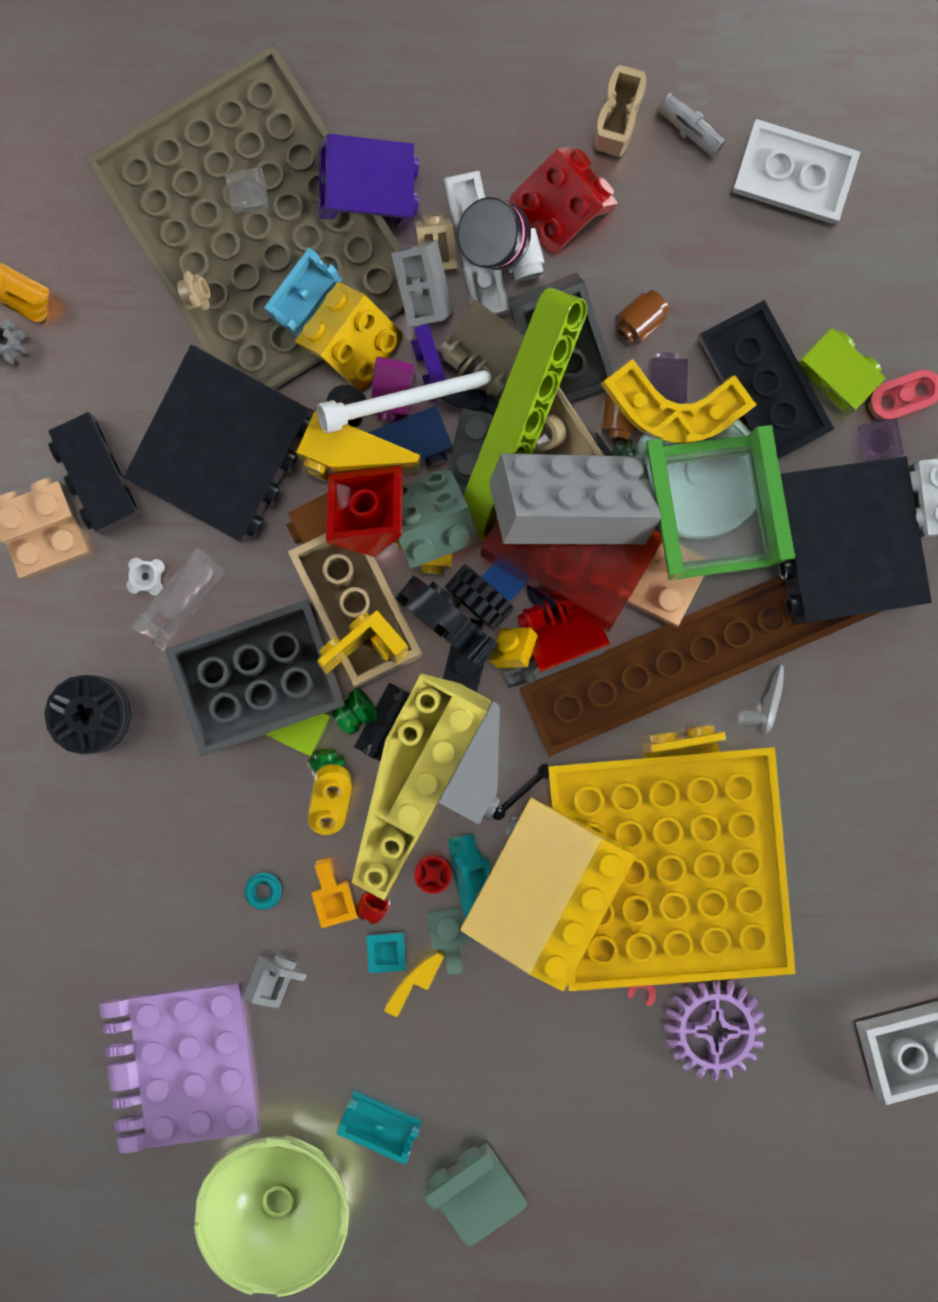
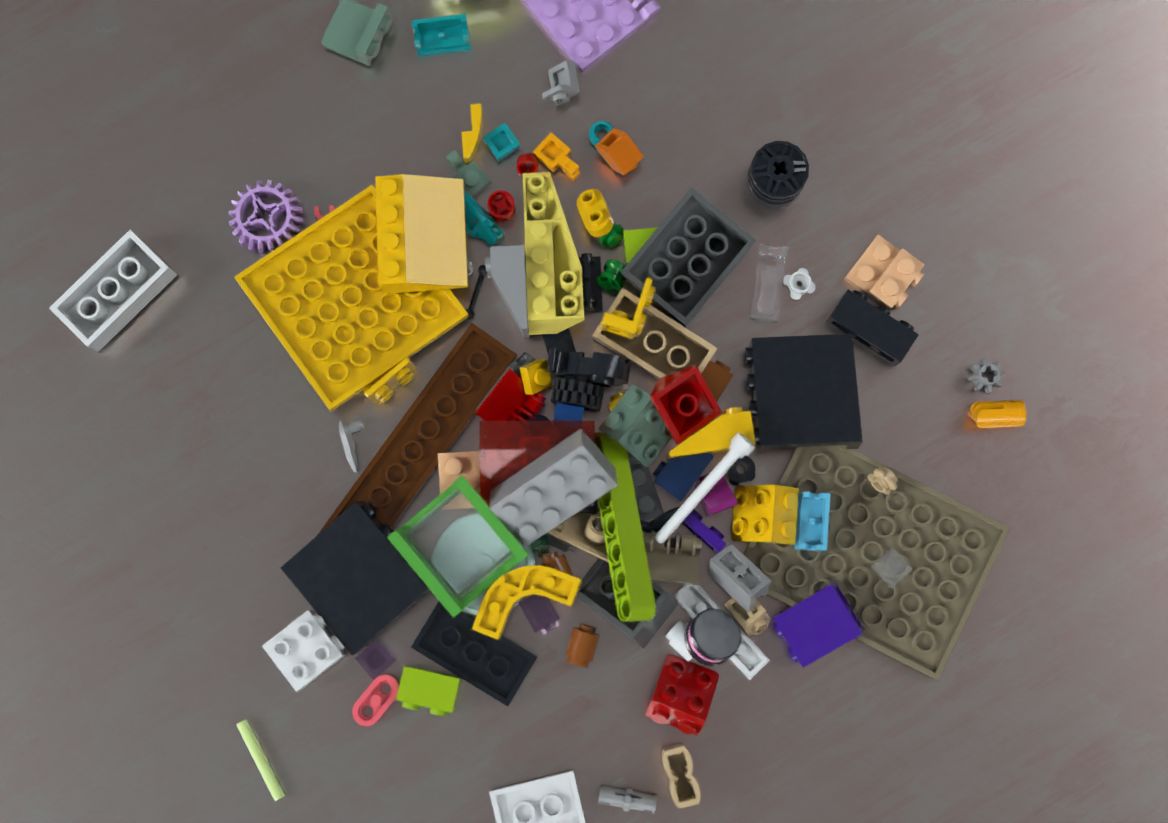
camera: 155 degrees right, 5 degrees down
(256, 855) = (619, 151): none -> orange brick

